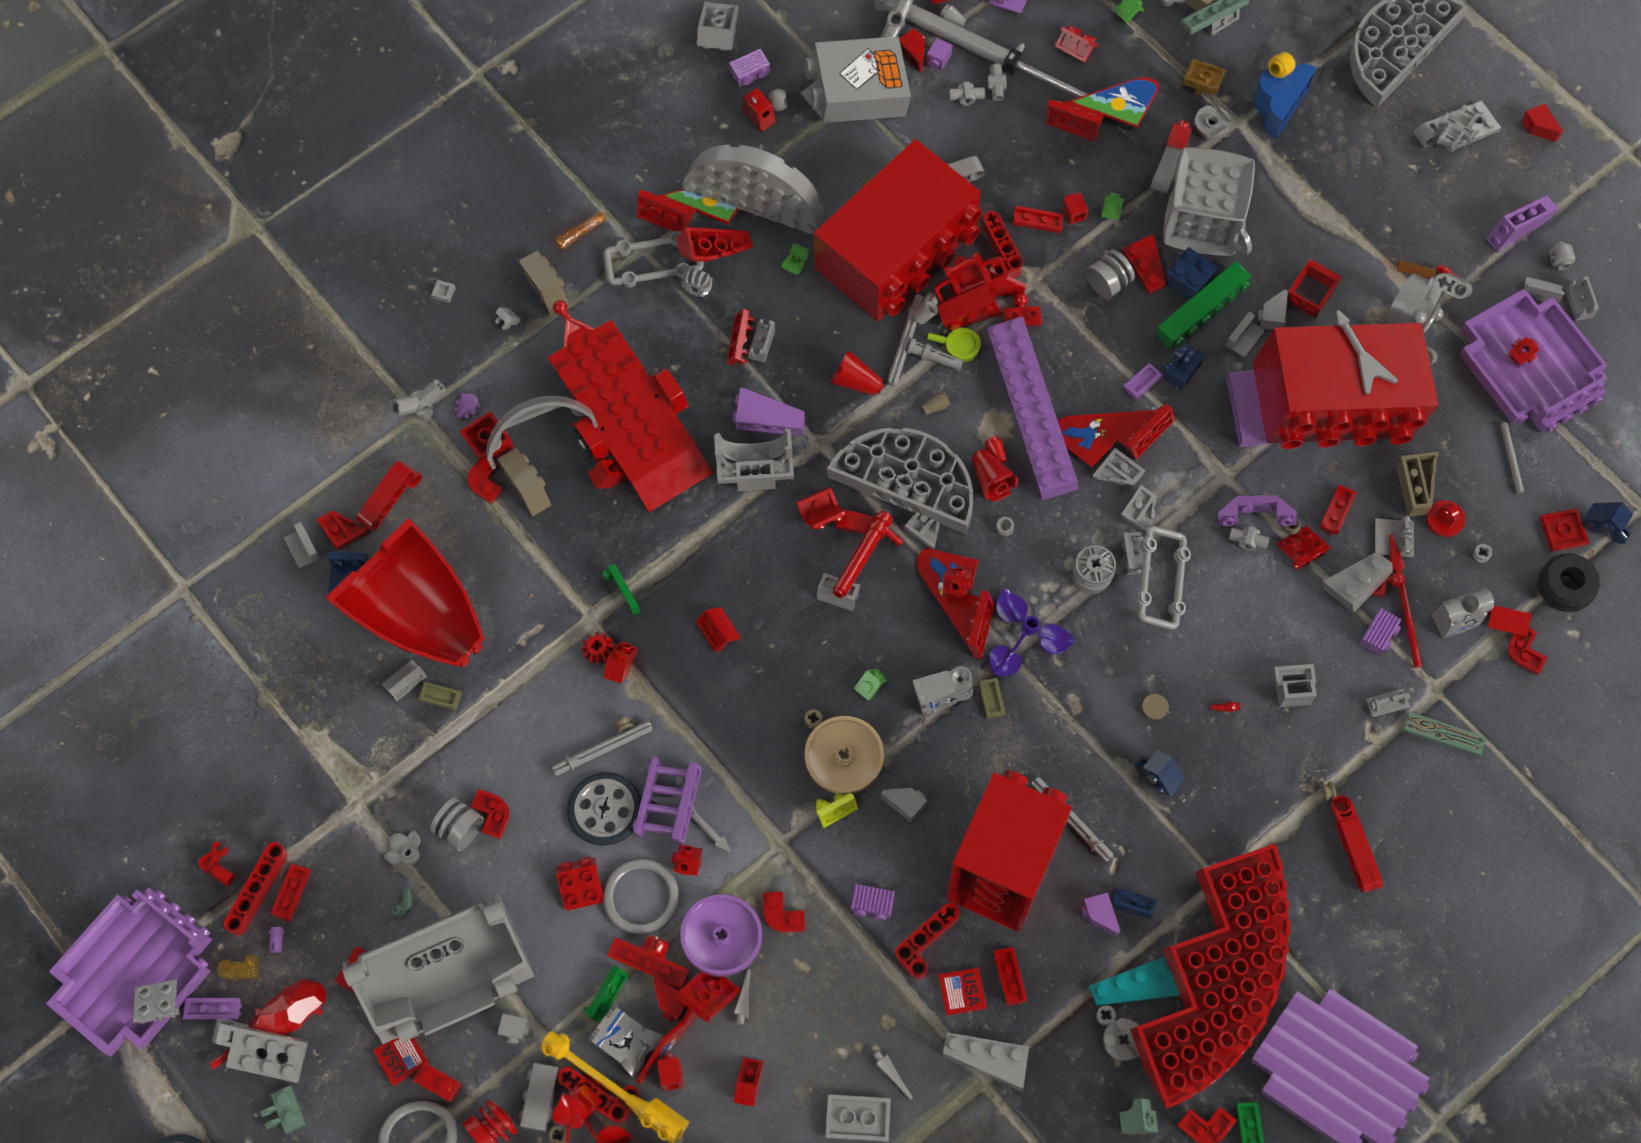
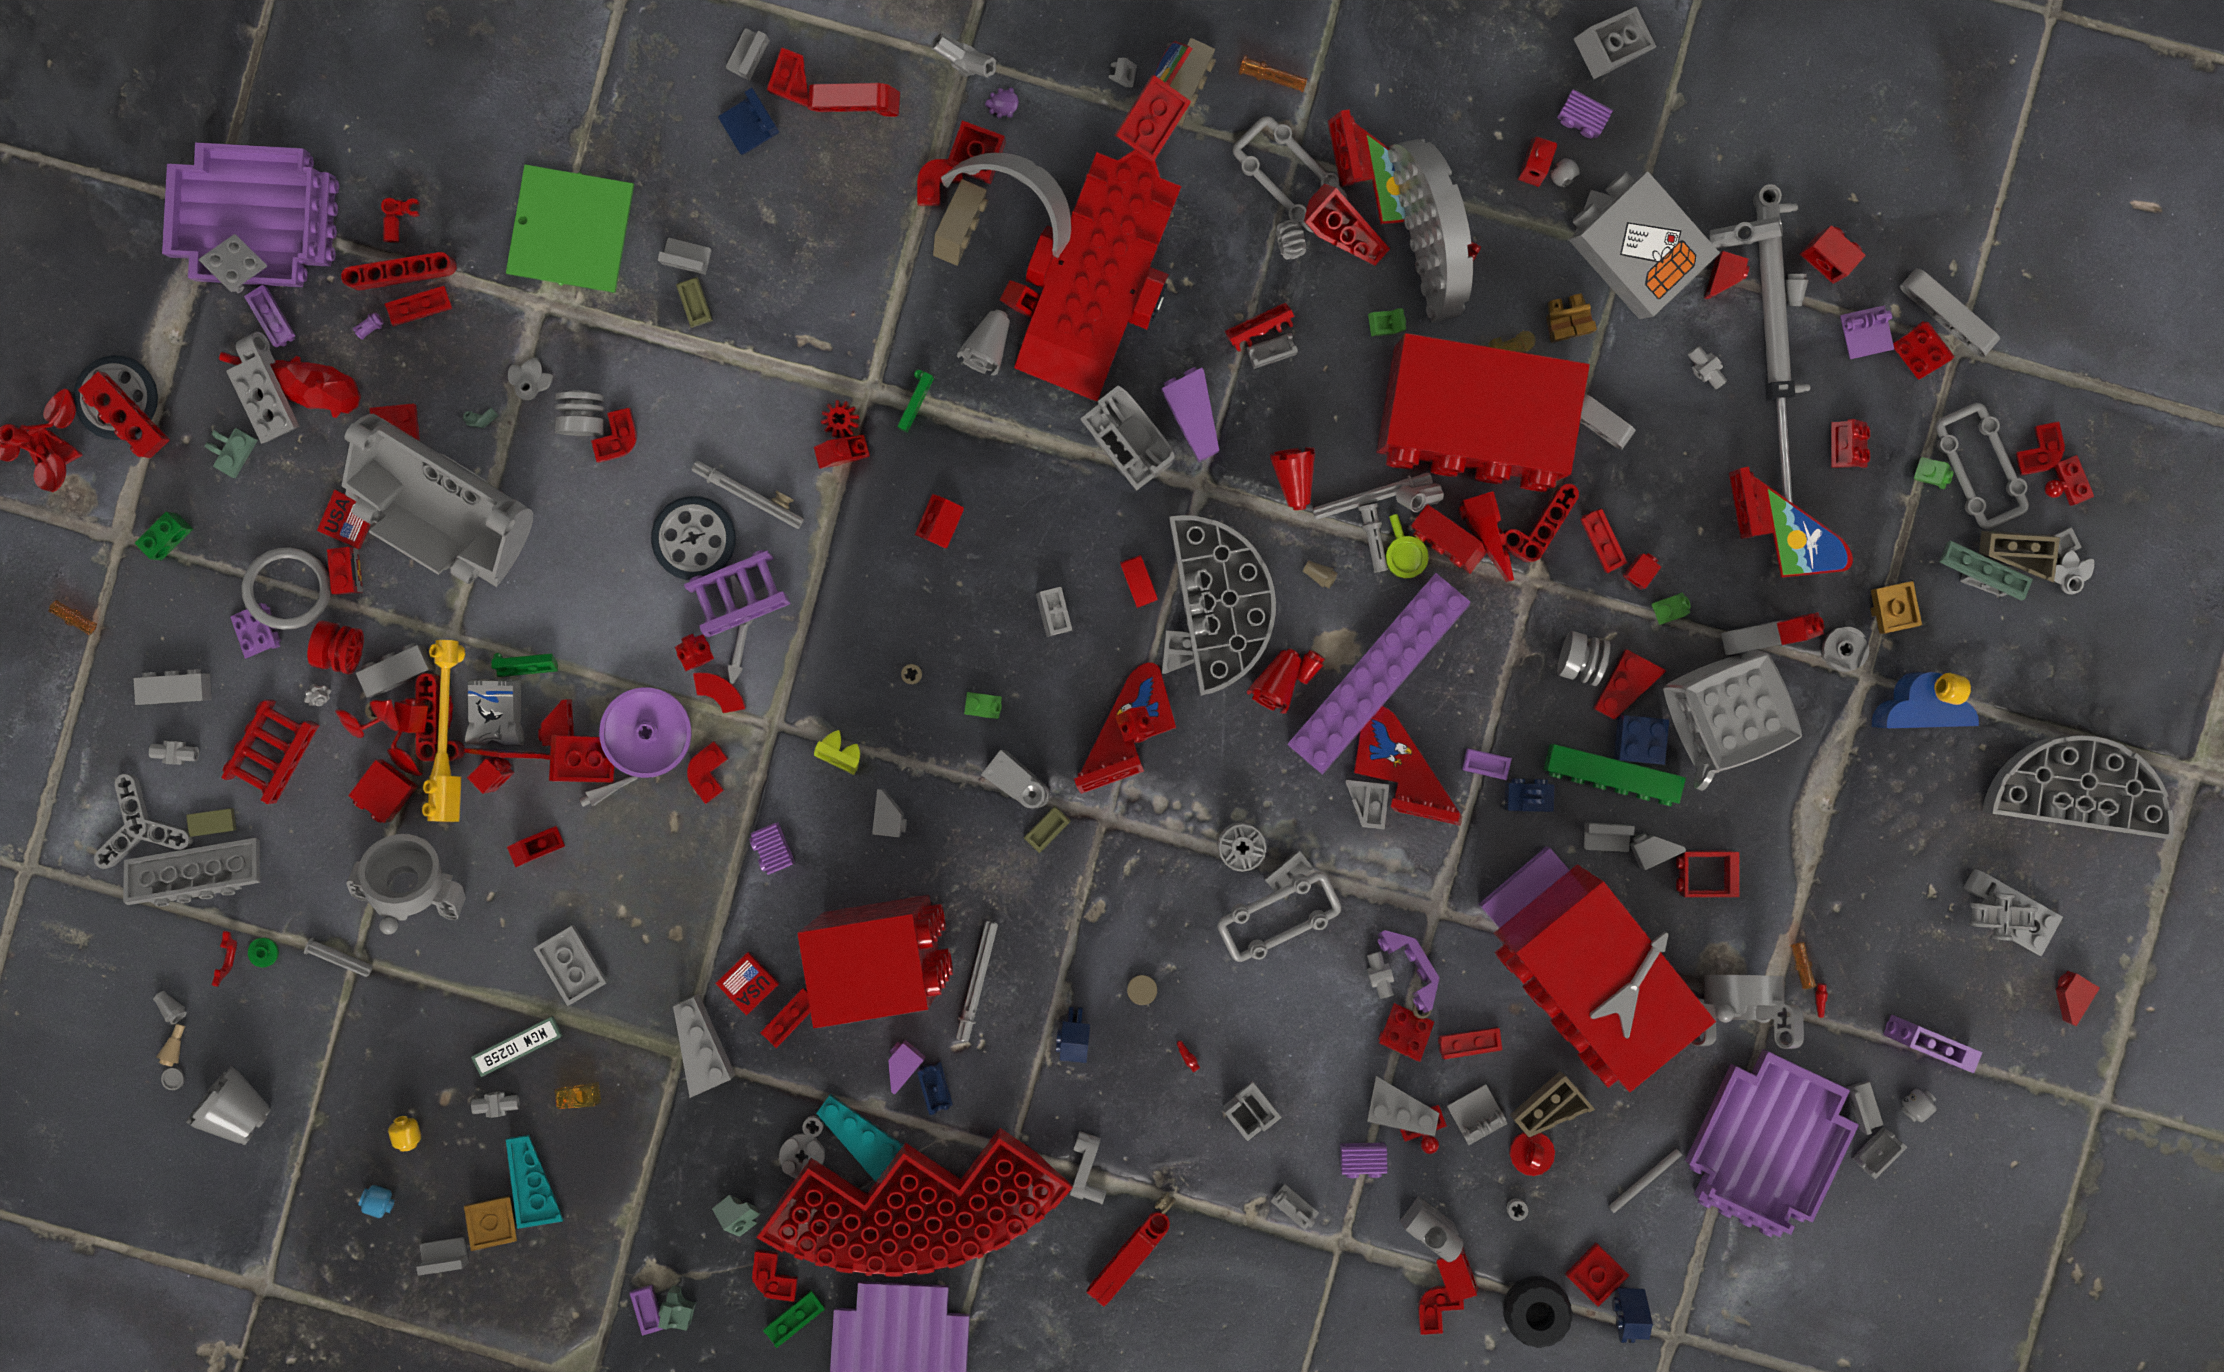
camera: 55 degrees right, 20 degrees up
(239, 970) = (316, 310): clear yellow leg -> none
(322, 748) = (570, 228): none -> bright green piece
(412, 600) = (751, 209): red panel -> none
(514, 1028) = (438, 603): light grey brick -> none
(547, 293) = (1157, 106): none -> red piece
(579, 883) = (608, 565): red bracket -> none
(620, 516) = (986, 344): none -> light grey cone
(650, 959) = (581, 681): red plate -> none
(666, 915) = (599, 627): light grey wedge -> none
(728, 863) = (720, 690): none -> red tile
(820, 509) = (1125, 538): red bracket -> none
(844, 755) = (892, 729): tan dish -> none
(875, 532) = (1139, 608): red cylinder -> none
(877, 154) = (1569, 322): none -> pearl gold hips
(887, 1067) = (633, 960): light grey piece -> none
(929, 936) = (754, 917): red beam -> none
(939, 54) = (1736, 306): medium lavender brick -> none
(976, 258) = (1497, 520): red bar -> none
(996, 82) = (1743, 390): light grey axle -> none
(1005, 526) = (1233, 728): light grey tile -> none
(1013, 607) = (1147, 851): dark purple plant -> none
(1031, 315) = (1480, 595): red plate -> none
(1140, 509) = (1340, 849): light grey wing -> none
(1252, 819) = (1088, 1146): none -> light grey beam
(1398, 566) = (1447, 1135): red piece -> none
(1444, 734) = (1298, 1277): sand green tile -> none
(1520, 357) = (1772, 1122): red brick -> none

